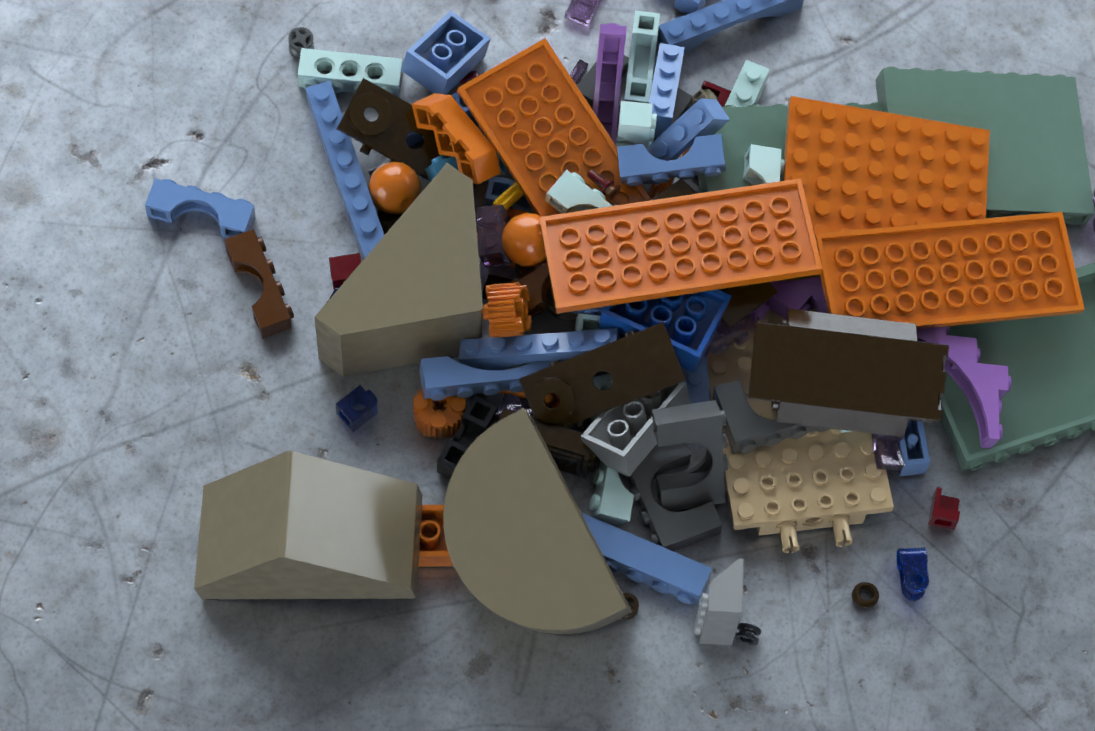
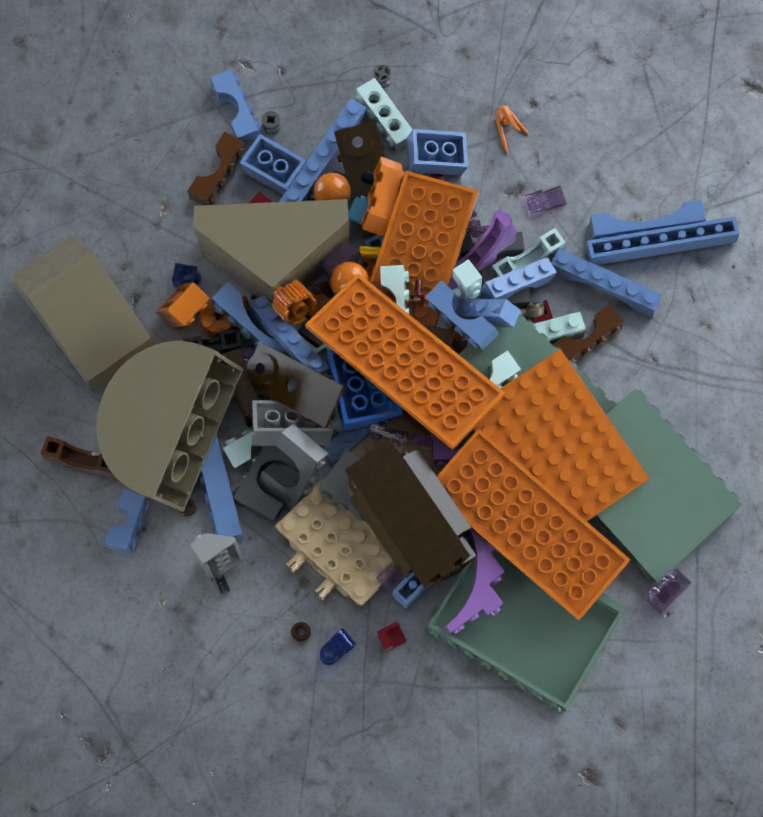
camera: 60 degrees right, 5 degrees up
(252, 194) = (270, 126): none -> dark grey wheel
(310, 222) = (271, 164): none -> medium blue brick
(398, 429) = (183, 305): none -> orange brick
(462, 684) = (65, 454): none -> reddish brown arch
(581, 659) = (123, 537): none -> medium blue arch
(773, 52) = (606, 323): none -> reddish brown arch

